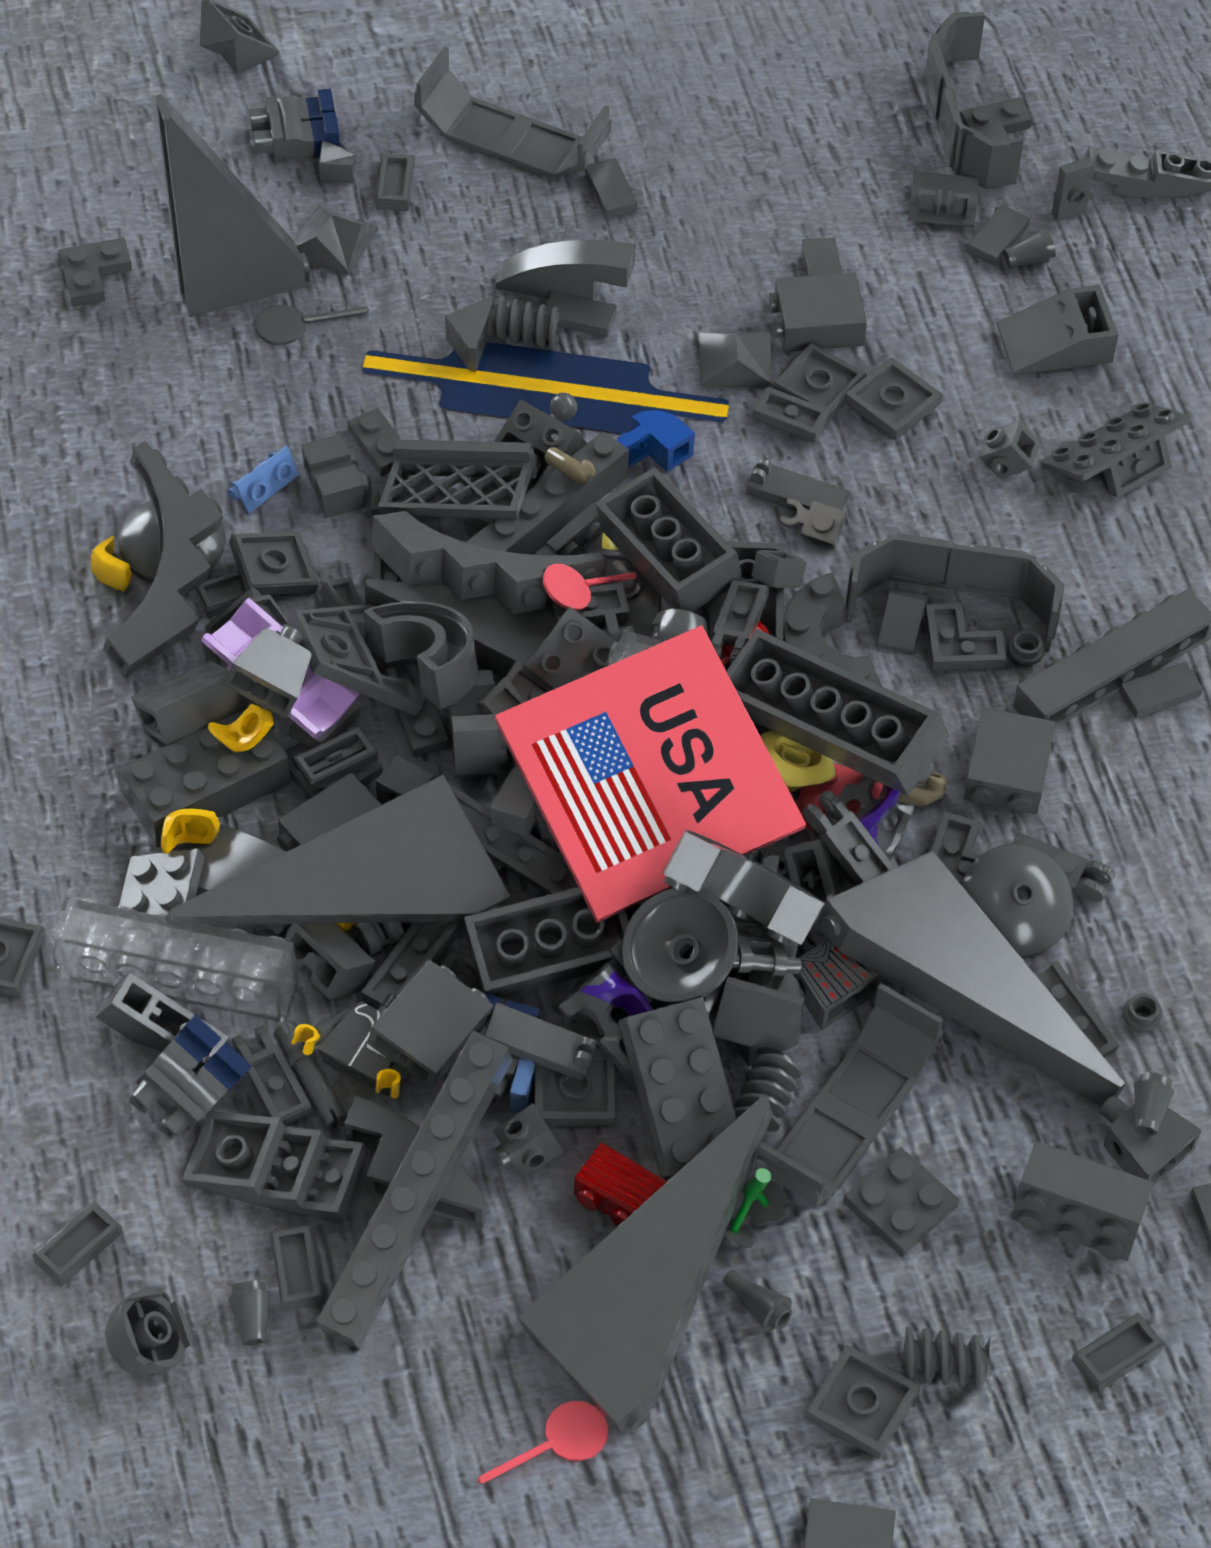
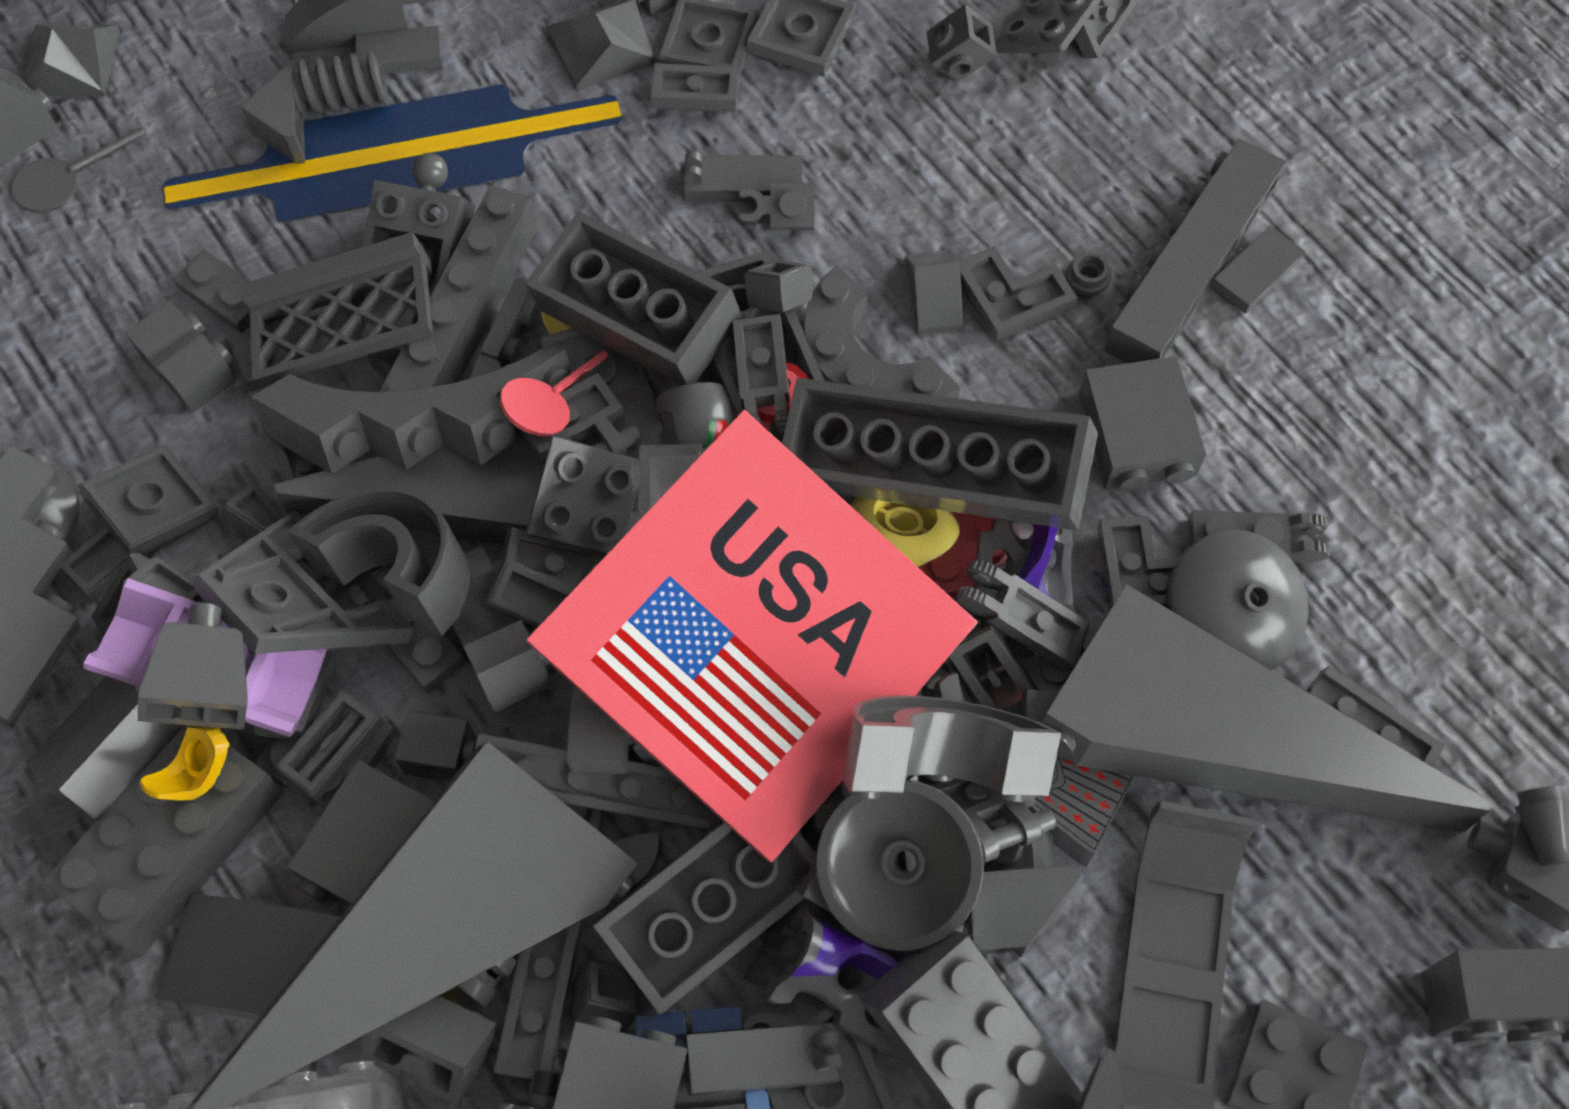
camera: 20 degrees left, 10 degrees up
(162, 880) = (165, 1029): plate -> none
(189, 827) = (166, 927): yellow hair -> none
(264, 480) = (96, 392): medium blue hinge -> none
(572, 468) = (482, 248): dark tan arm -> none
(660, 437) = (557, 167): blue brick -> none
(772, 1076) = (1070, 996): dark grey piece -> none
(958, 568) = (989, 202): dark grey windscreen -> none
(1142, 1003) = (1455, 679): dark grey plate -> none

